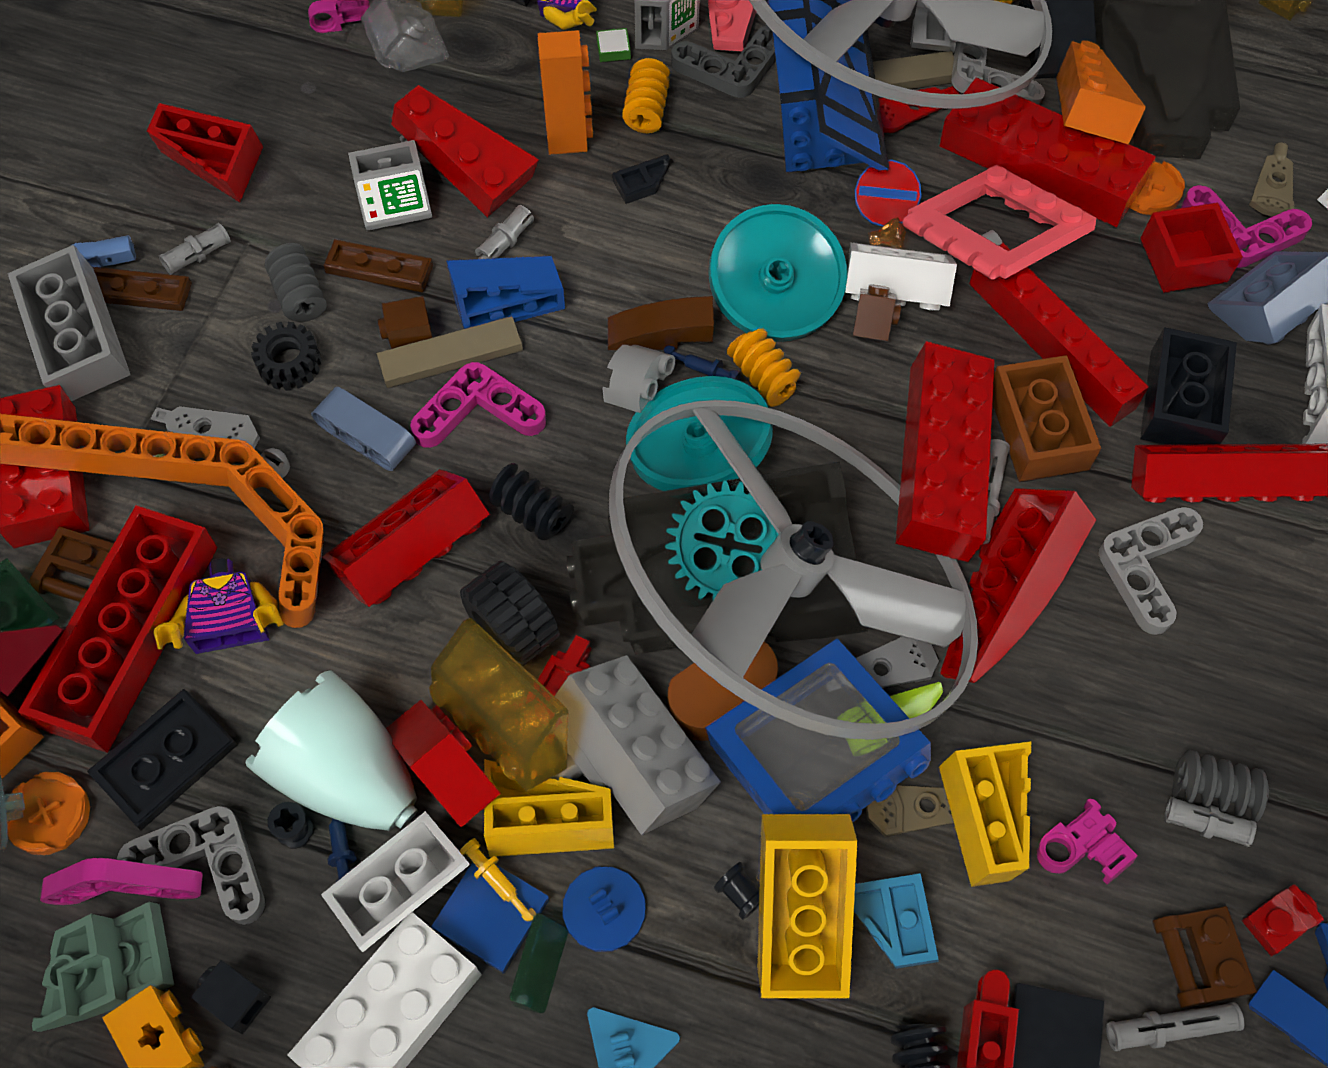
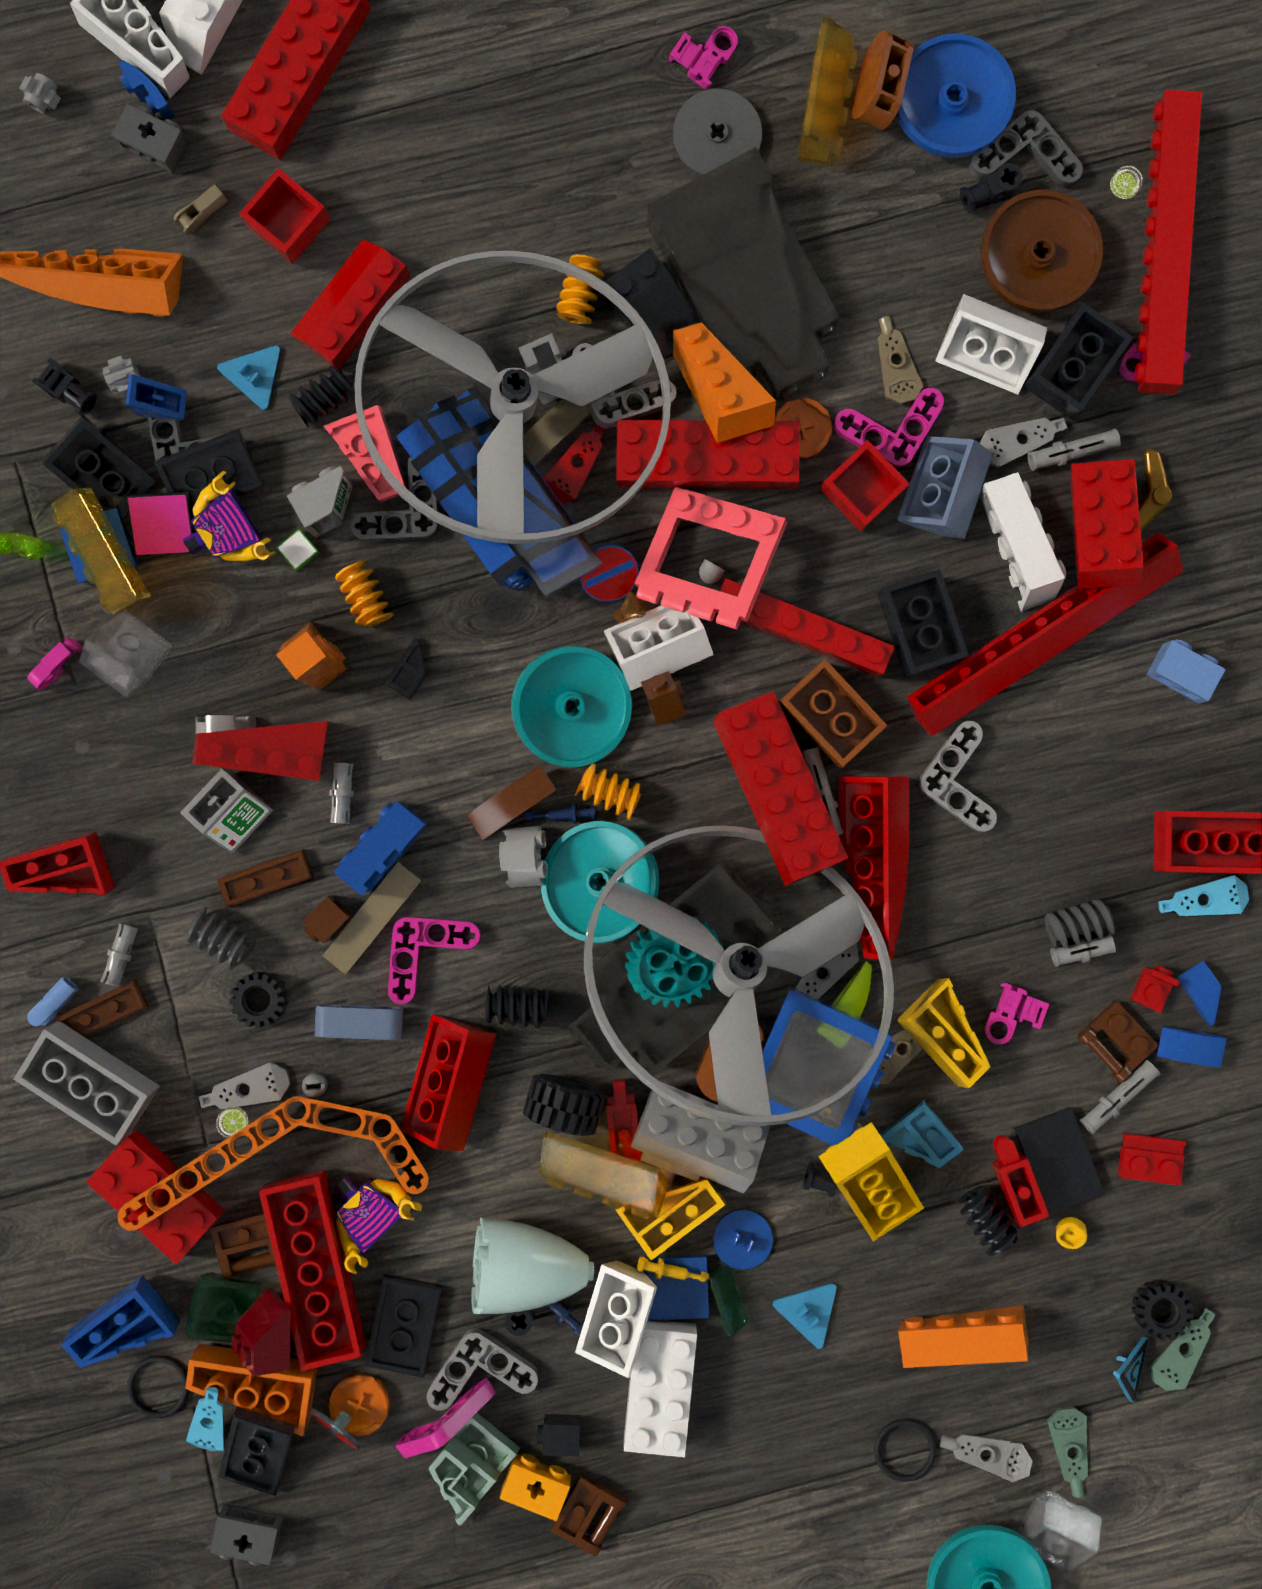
camera: 35 degrees left, 25 degrees up
(441, 761) = (588, 1231): red wedge -> none

